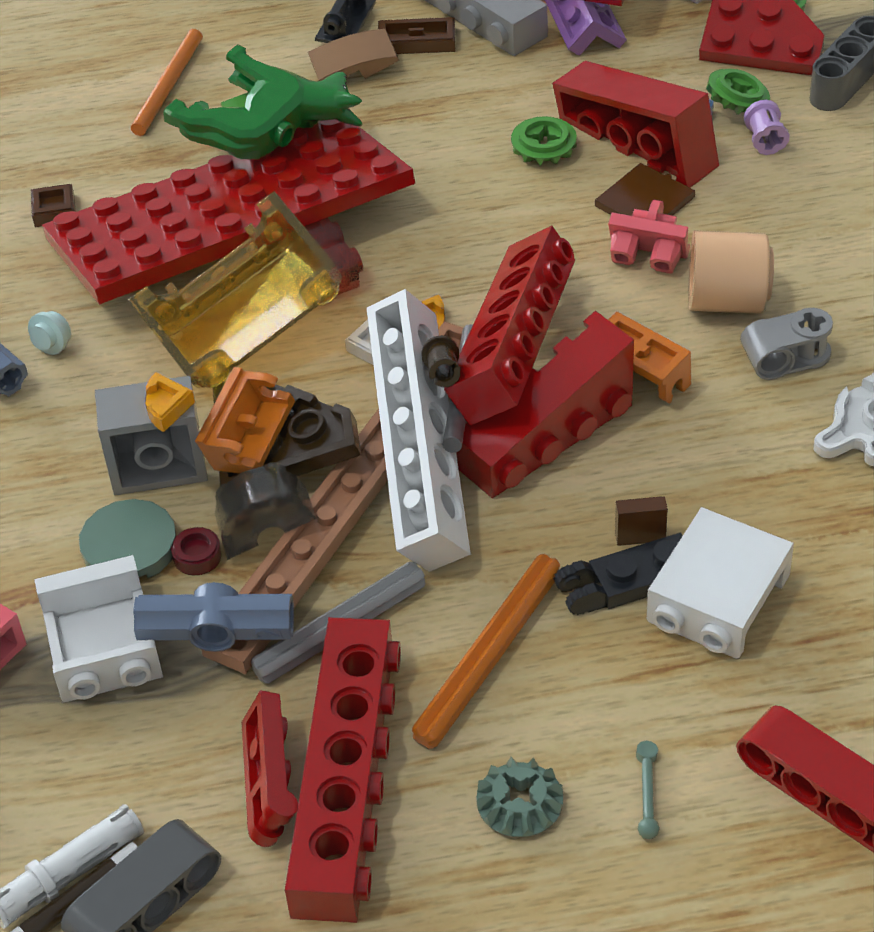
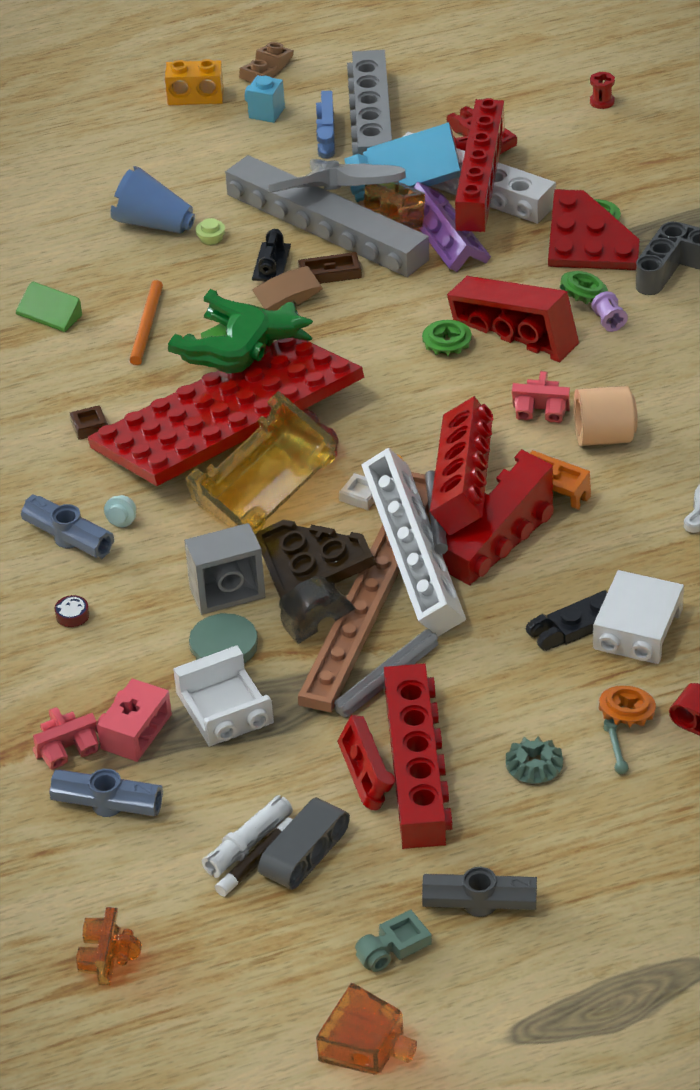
camera: 10 degrees left, 5 degrees down
(53, 50) = (49, 306): none -> bright green slope
(166, 401) = (239, 540): light orange tile -> none
(196, 551) = (273, 642): dark red tile -> none
(214, 617) = (306, 675): sand blue piece -> none
(244, 422) = (289, 551): orange hinge -> none
(441, 357) = (423, 490): dark brown pin -> none
(485, 652) = (491, 678): orange axle -> none
(640, 188) = (527, 365): reddish brown piece -> none
(640, 520) = (576, 585): reddish brown tile -> none
(683, 712) = (629, 697): none -> orange gear
(786, 346) = (653, 461): light grey piece -> none

